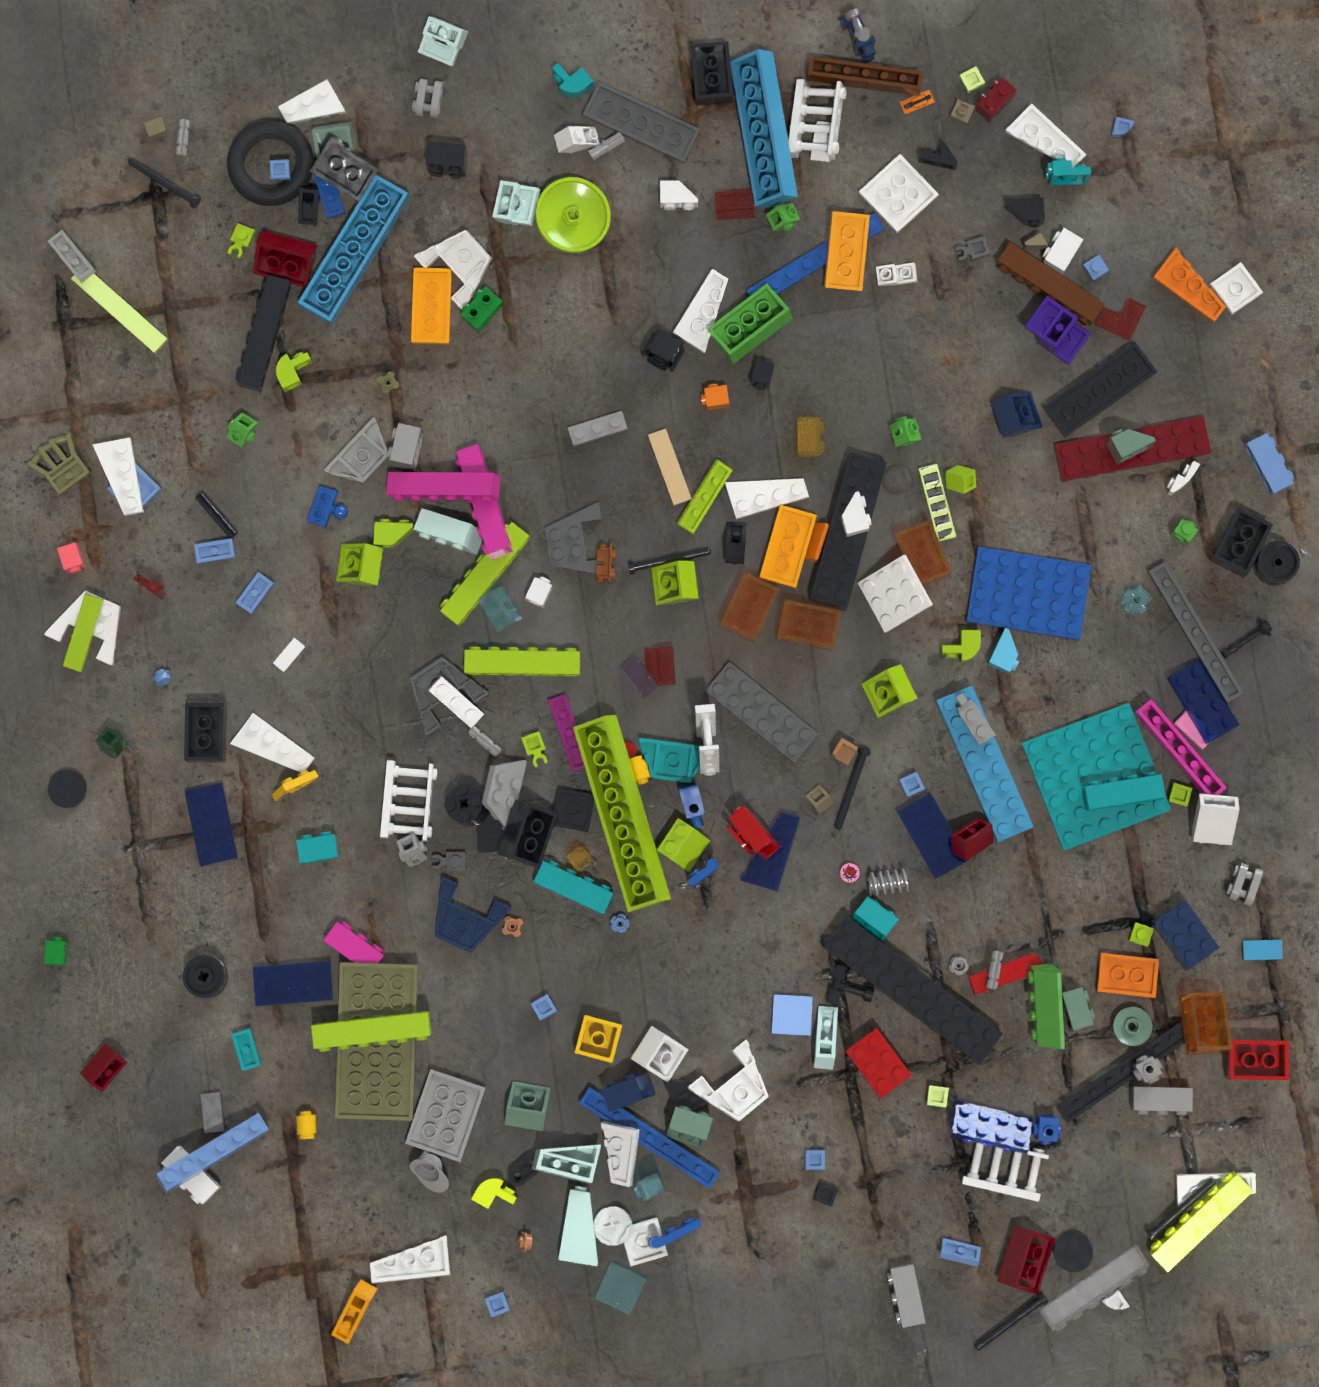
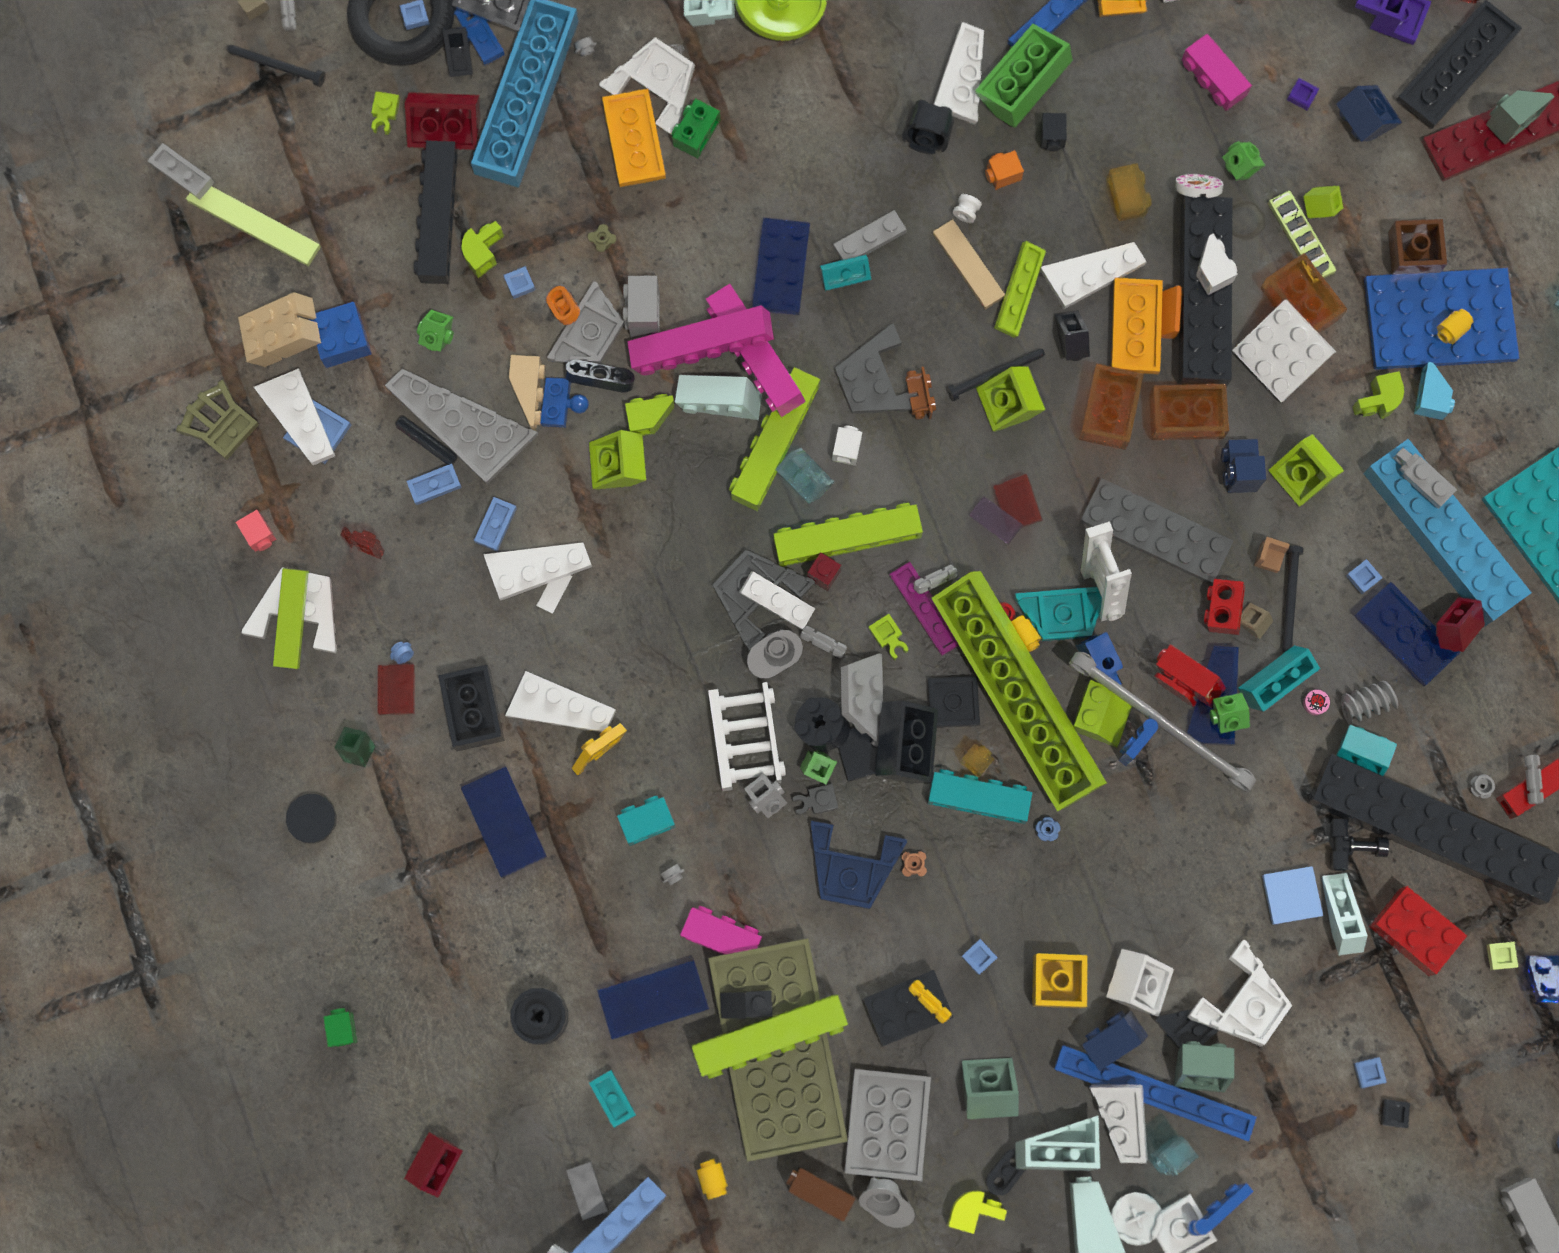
camera: 15 degrees left, 5 degrees down
(118, 404) = (277, 331): none -> tan piece
(152, 704) = (396, 689): none -> clear red plate
(167, 416) = (341, 335): none -> blue brick
(252, 515) = (468, 429): none -> light grey wing
(274, 633) = (530, 568): none -> white wing
(302, 486) = (525, 379): none -> tan slope
(315, 404) = (519, 282): none -> medium blue plate
(328, 893) = (672, 874): none -> light grey plate
(344, 431) = (563, 305): none -> orange plate
(349, 483) = (593, 368): none -> black beam
(359, 1003) = (746, 1004): none -> black slope
(382, 1153) = (820, 1193): none -> reddish brown brick
(410, 222) = (585, 46): none -> light grey plate
(443, 743) = (774, 653): none -> light grey piece
(456, 836) = (818, 766): none -> bright green brick
(480, 1033) = (899, 1013): none -> black brick
(495, 1032) = (930, 1001): none -> yellow axle
(497, 687) = (824, 571): none -> dark red brick
(522, 436) = (781, 265): none -> clear blue plate
(571, 453) = (845, 272): none -> teal plate
(581, 712) = (935, 579): none -> light grey axle
(678, 422) = (967, 208): none -> white wheel
(771, 913) = (1237, 776): none -> light grey piece
(777, 867) = (1230, 713): none -> bright green brick
(803, 785) = (1231, 606): none -> red brick
(823, 848) = (1279, 678): none -> teal brick
(840, 676) = (1244, 466): none -> dark blue brick
(864, 444) = (1197, 184): none -> white tile
(903, 354) = (1216, 72): none -> dark pink brick
(969, 386) = (1303, 94): none -> dark purple tile
(1023, 533) = (1417, 246): none -> reddish brown brick
(1033, 604) = (1454, 326): none -> yellow brick

